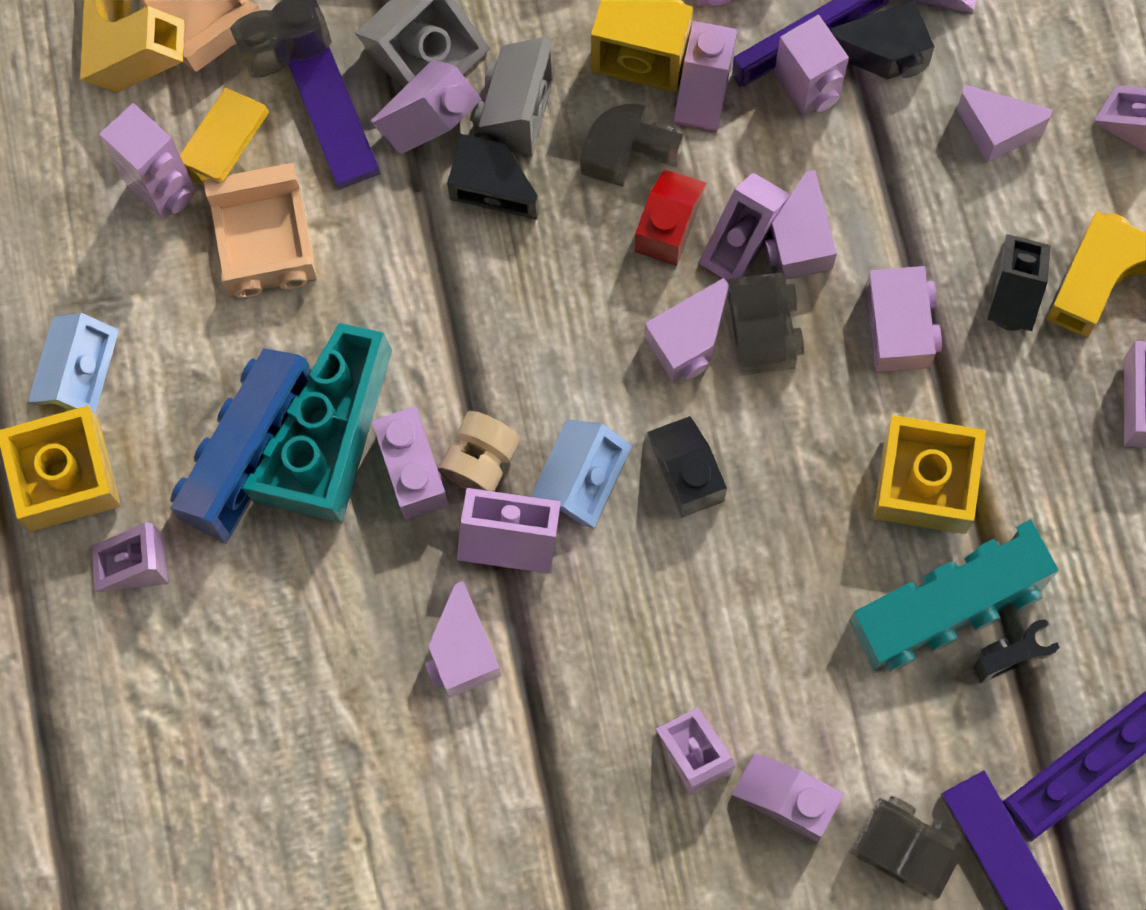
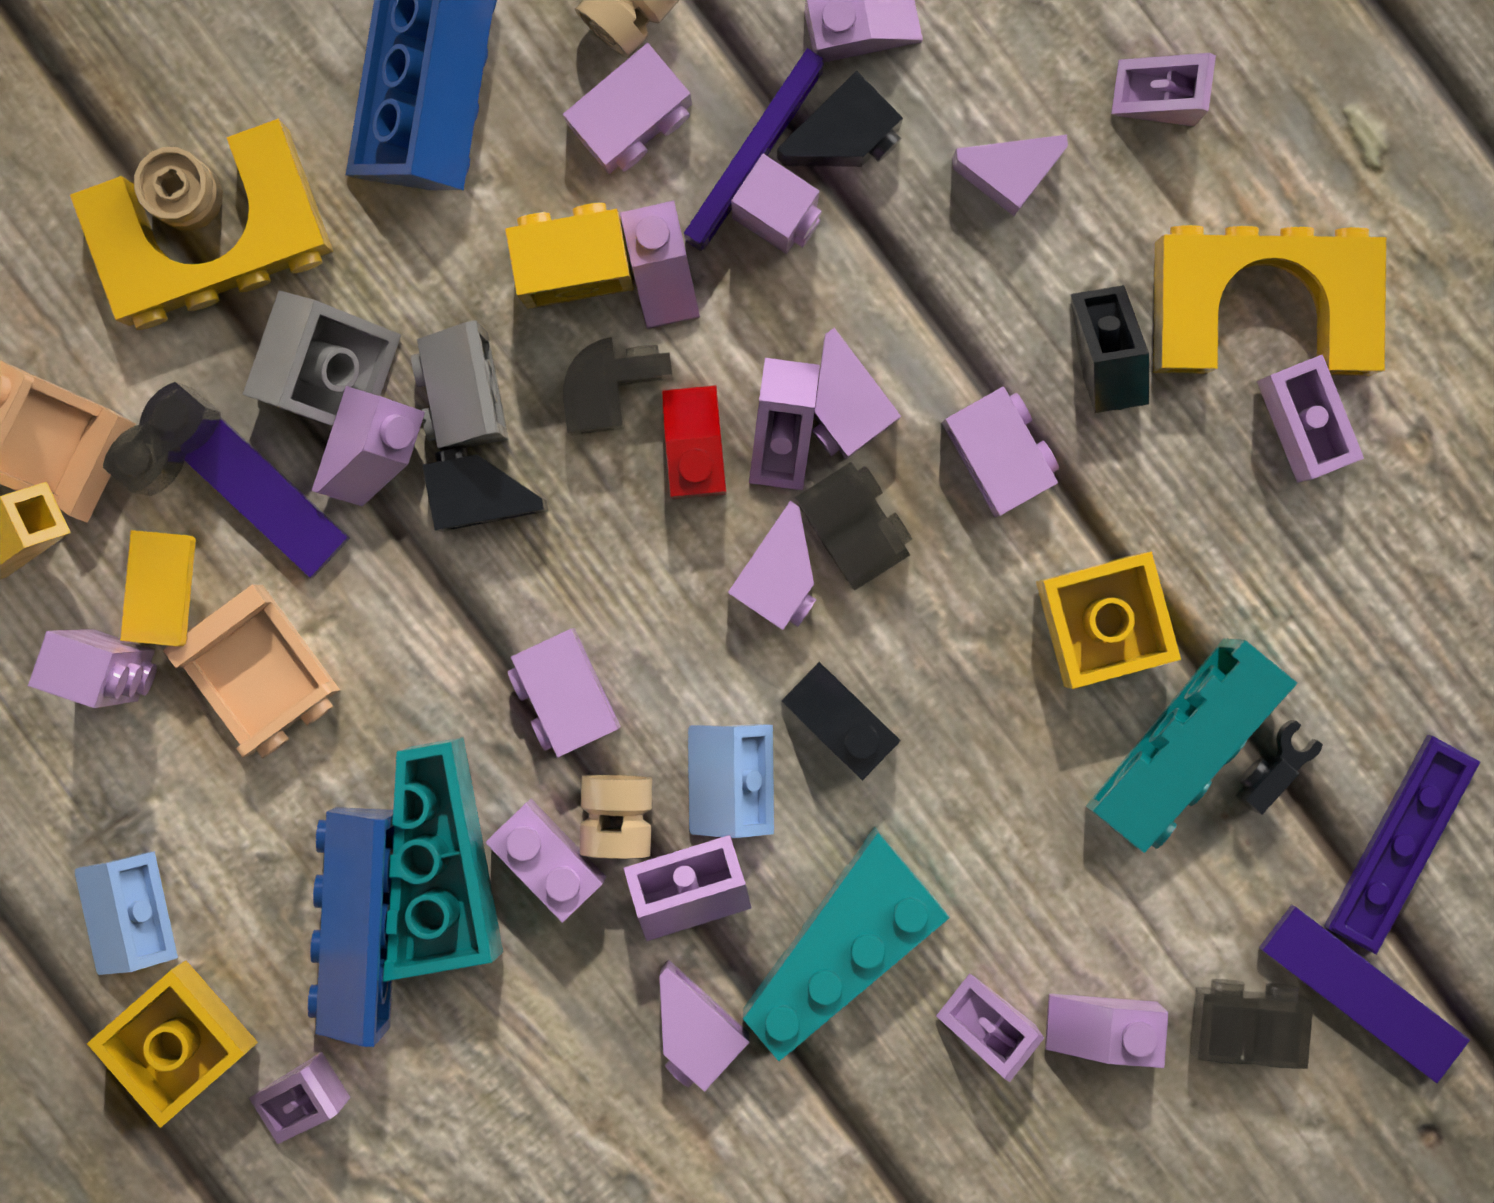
camera: 30 degrees left, 15 degrees up
(484, 348) = (563, 692): none -> lavender brick
(613, 631) = (845, 945): none -> teal wedge

